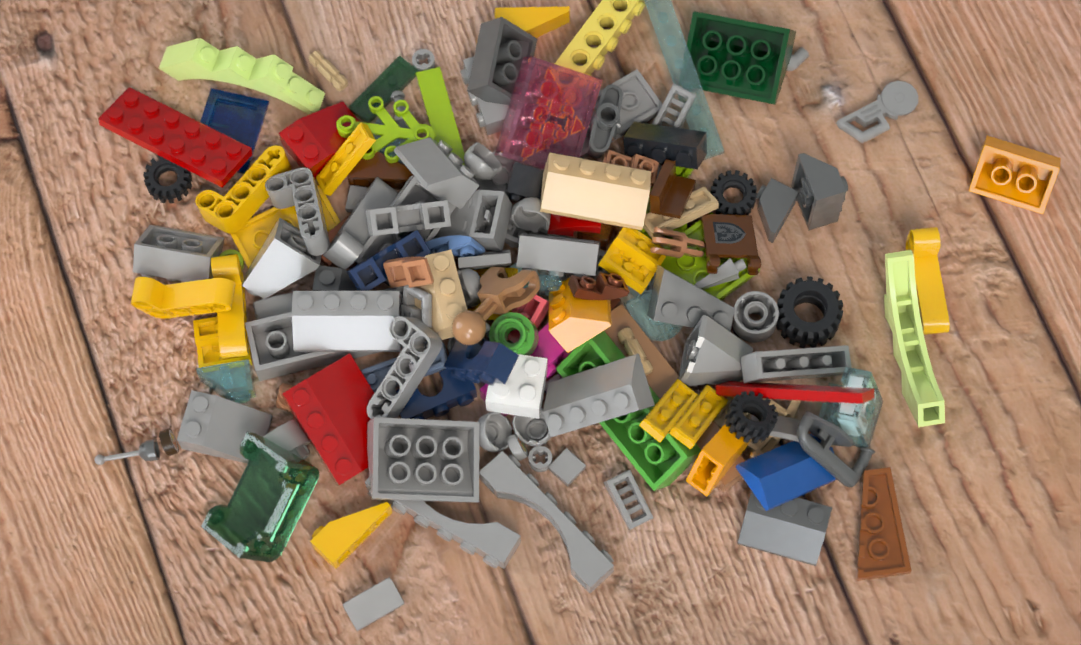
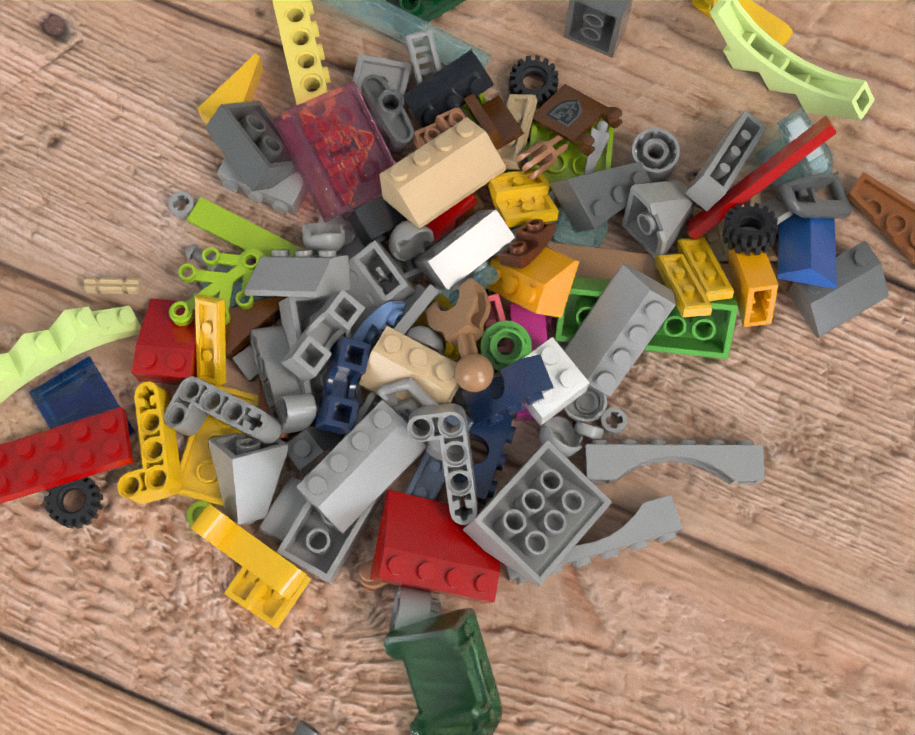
camera: 50 degrees left, 5 degrees up
(168, 442) = (314, 711): dark brown tile -> none
(175, 254) = (152, 554): light grey slope -> none
(182, 298) = (201, 583): yellow beam -> none
(219, 426) = (345, 653): light grey slope -> none
(230, 380) = (310, 610): clear light blue slope -> none
(346, 534) = (536, 639): yellow slope -> none
(373, 604) = (616, 665): light grey slope -> none
(394, 78) = (172, 249): clear green tile -> none
(408, 271) = (371, 375): nougat slope -> none
(567, 467) = (639, 407): light grey tile -> none
(633, 347) = (597, 266): tan axle -> none
(637, 495) = (694, 390): light grey slope -> none
(775, 206) = (574, 62): dark grey slope -> none
(814, 293) = (693, 97): black tyre -> none

